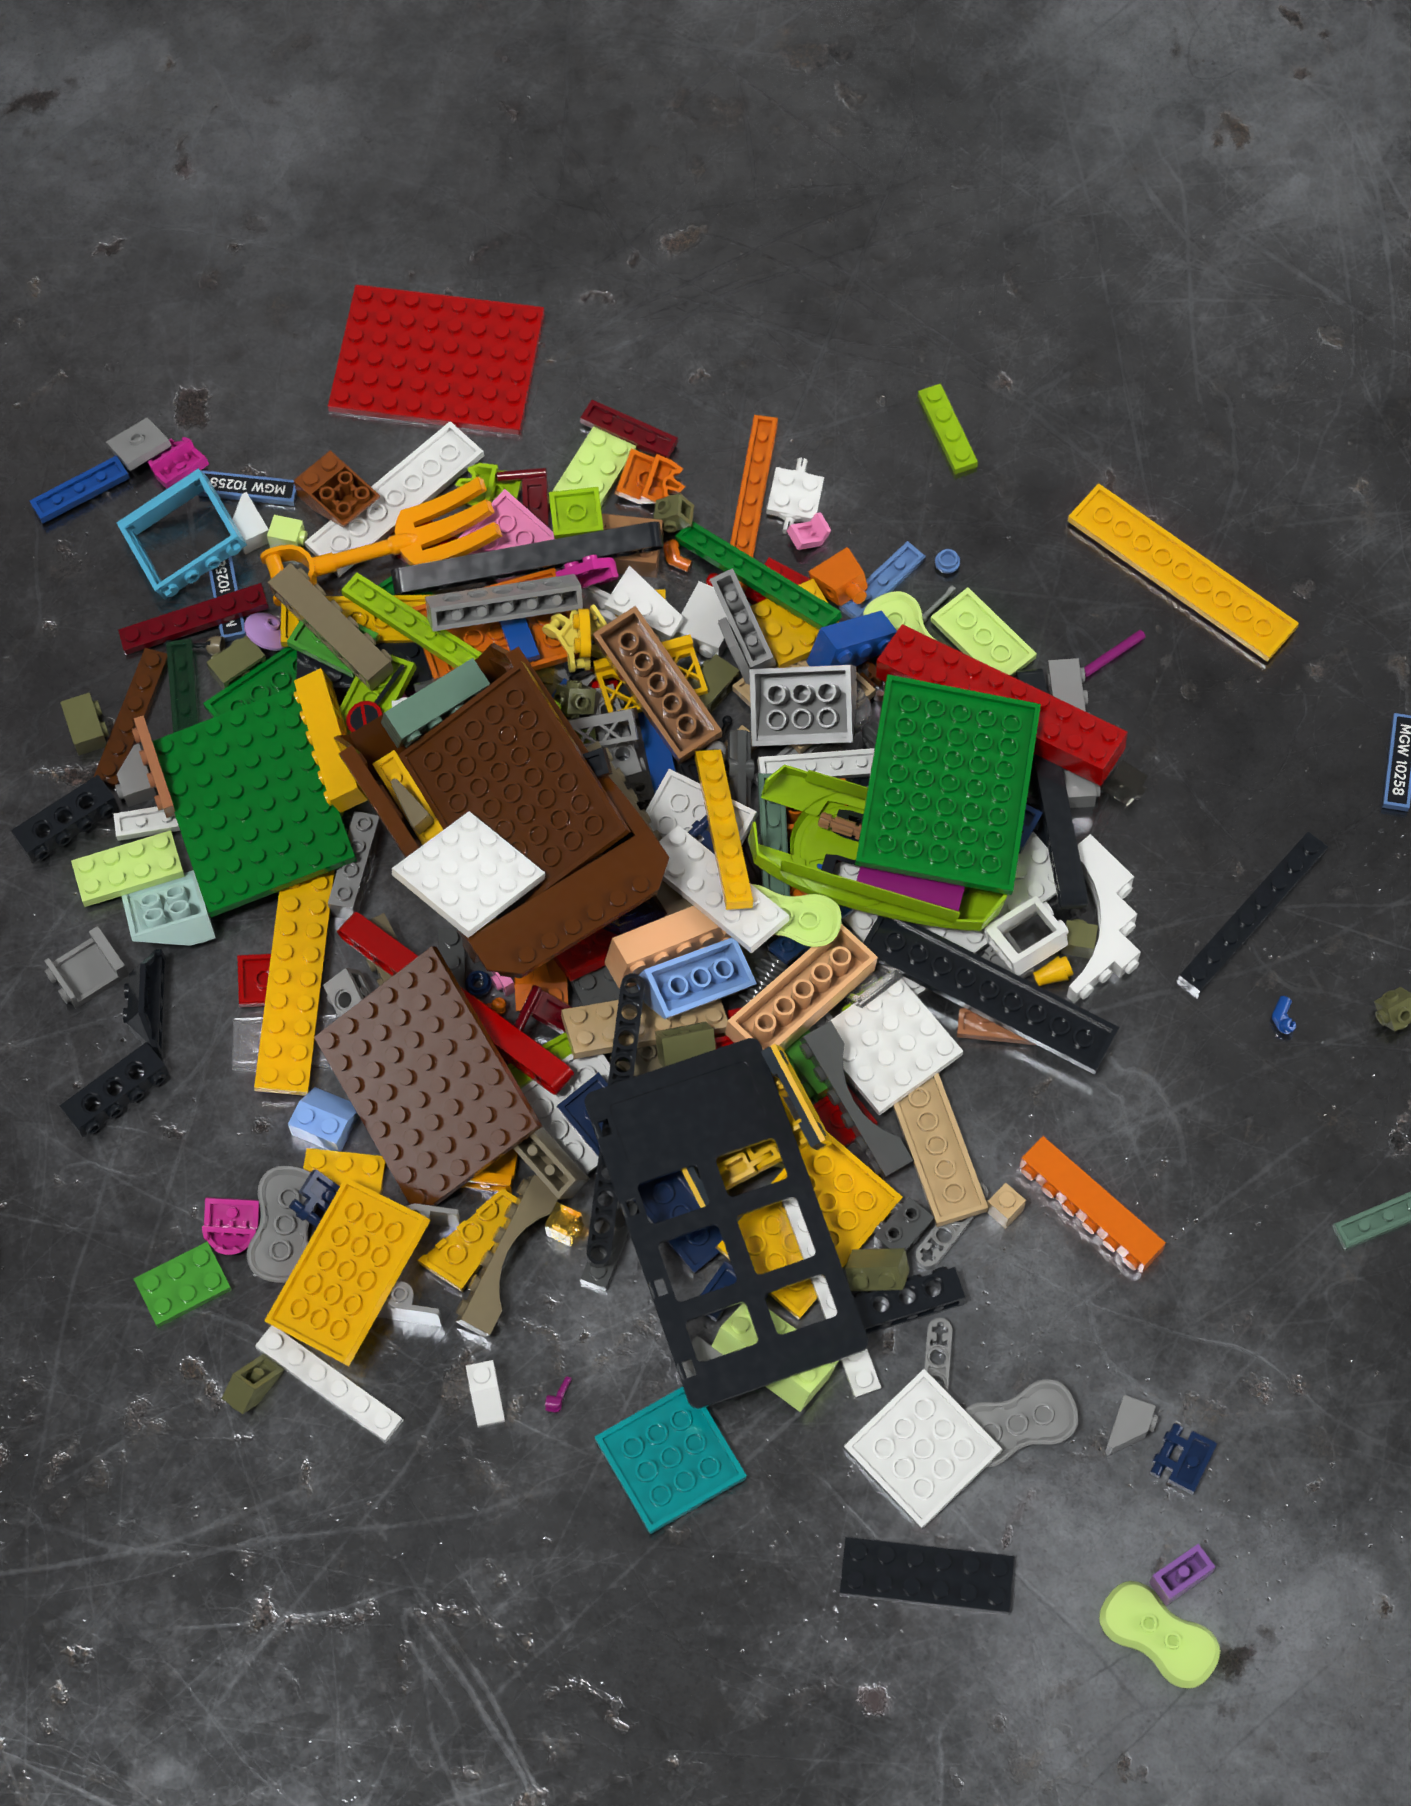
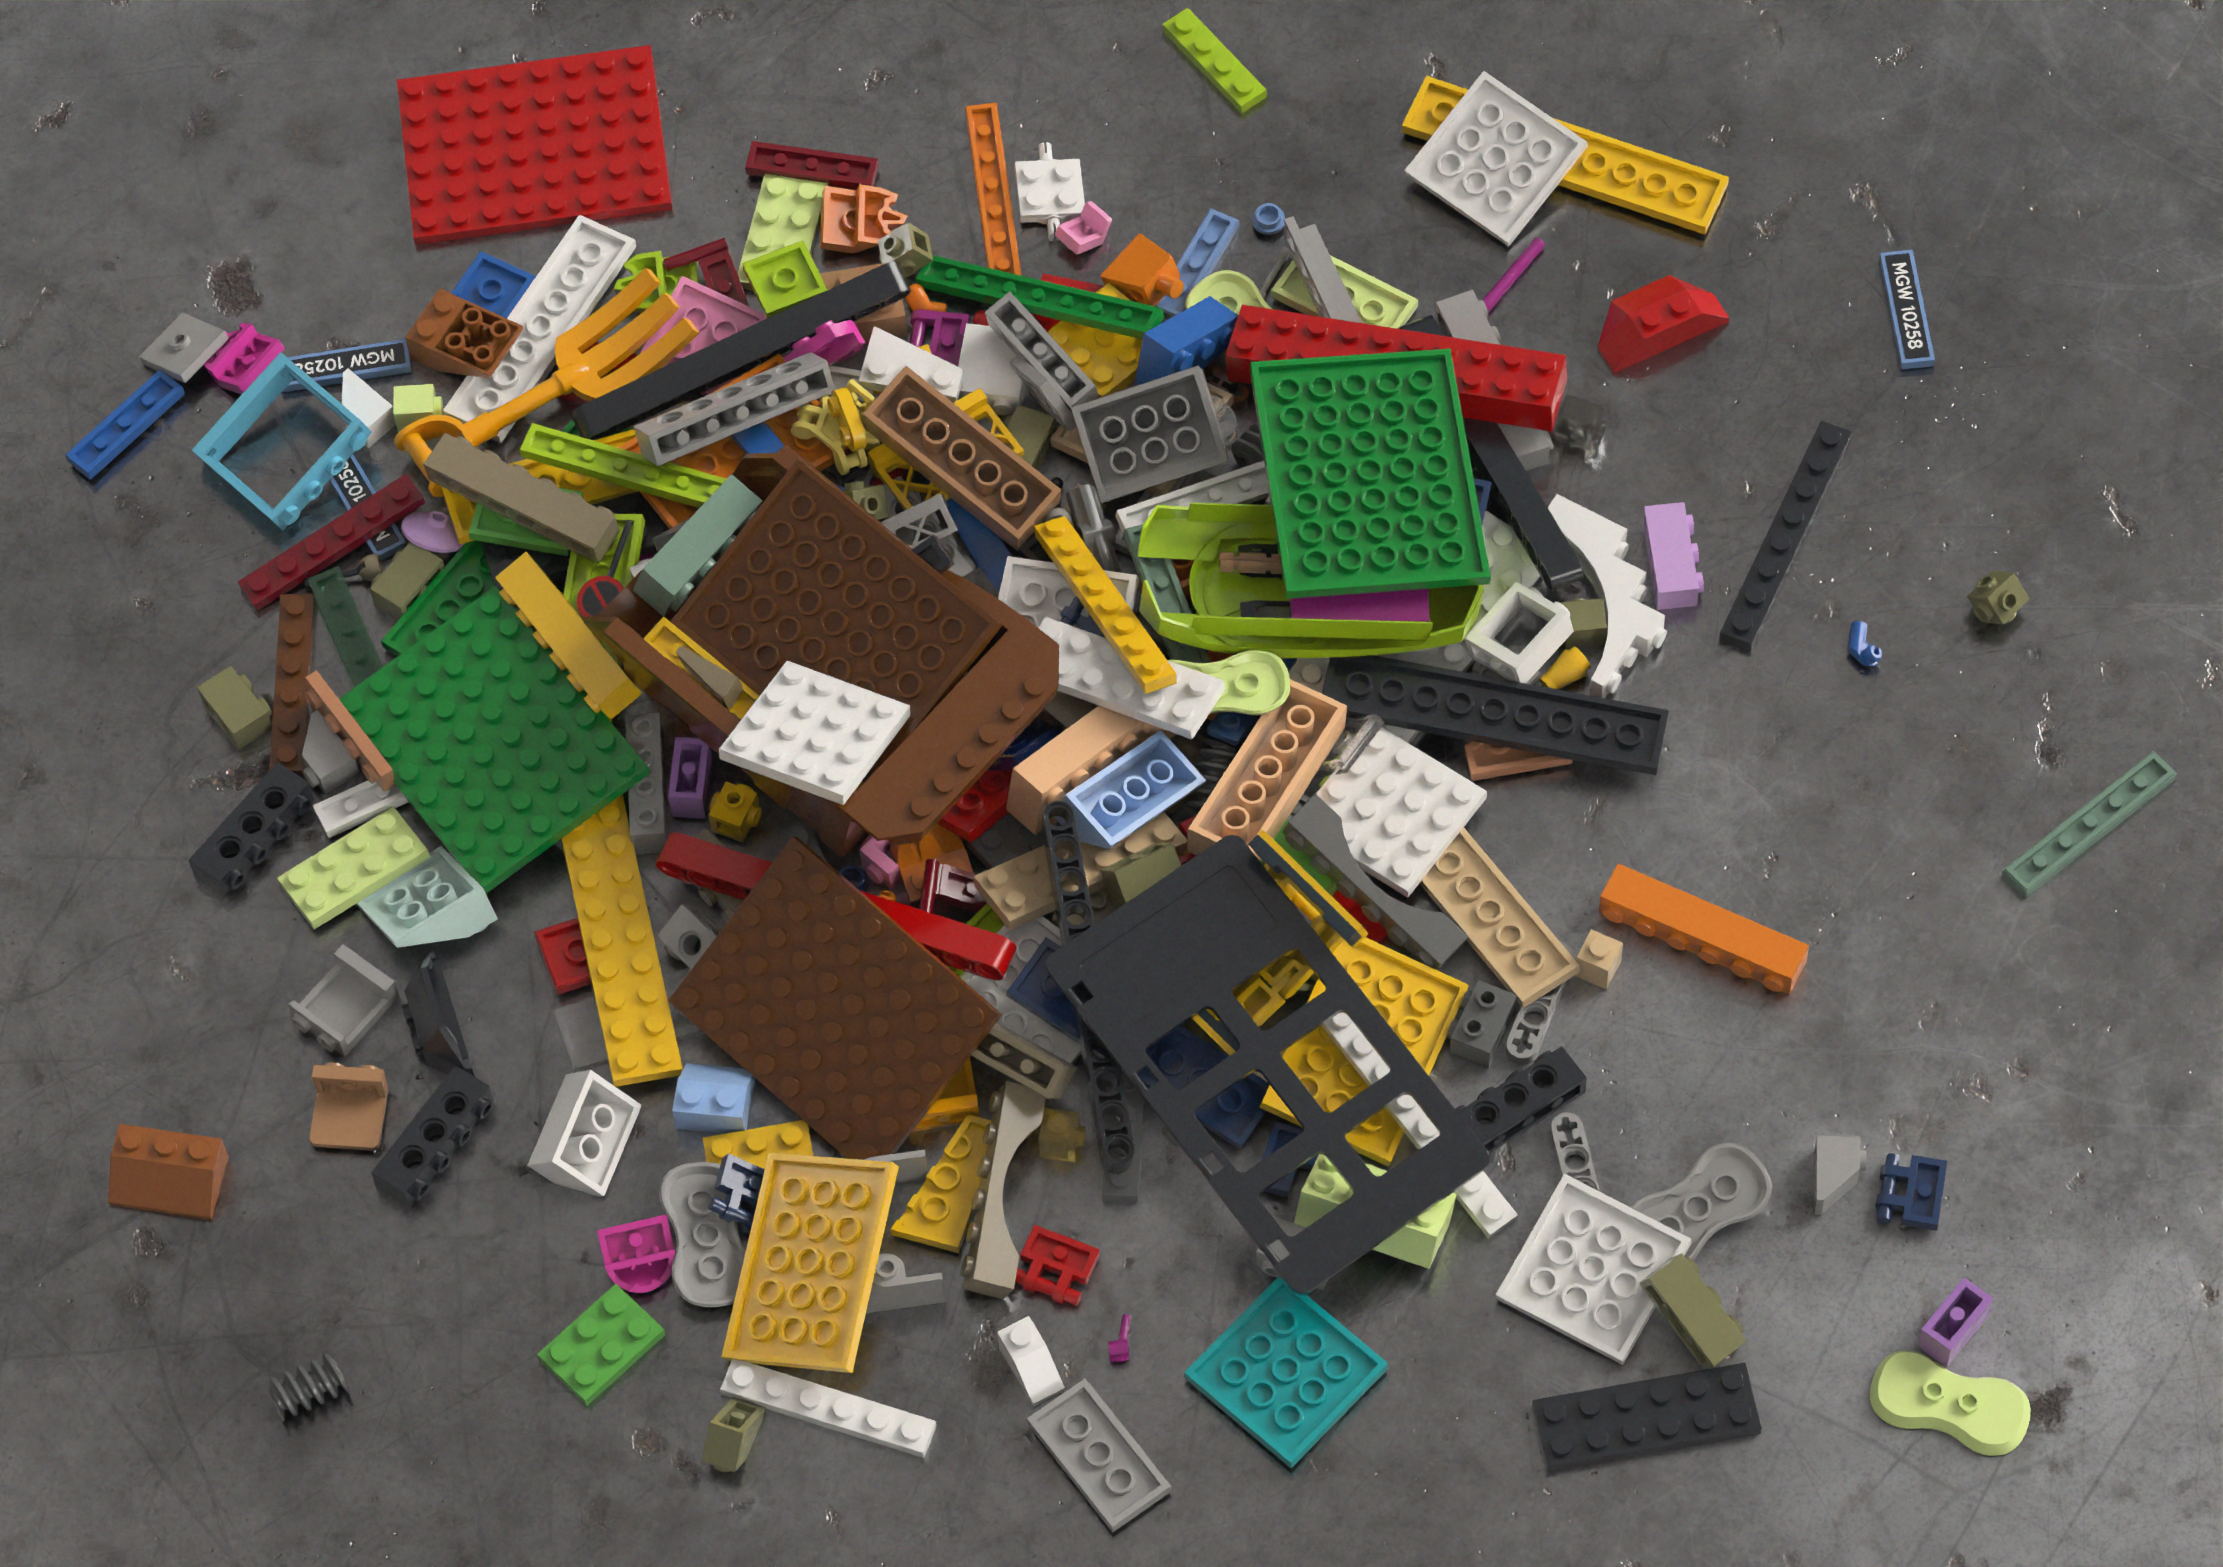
camera: 15 degrees left, 5 degrees down
(62, 1050) = (348, 1106): none -> medium nougat bracket
(223, 1120) = (585, 1133): none -> white slope
(370, 458) = (493, 284): none -> blue plate
(379, 880) = (690, 778): none -> medium lavender brick
(408, 908) = (734, 811): none -> yellow brick
(512, 1481) = (1099, 1455): none -> light grey plate
(534, 1317) = (1060, 1256): none -> red plate
(682, 585) = (946, 335): none -> magenta plate
(877, 1269) = (1470, 1074): olive brick -> none
(970, 615) = (1318, 272): none -> light grey fence
(986, 1506) = (1693, 1311): none -> olive brick
(1129, 561) = (1496, 158): none -> white plate
(1162, 905) = (1672, 555): none -> lavender brick
(1210, 718) = (1657, 320): none -> red wedge

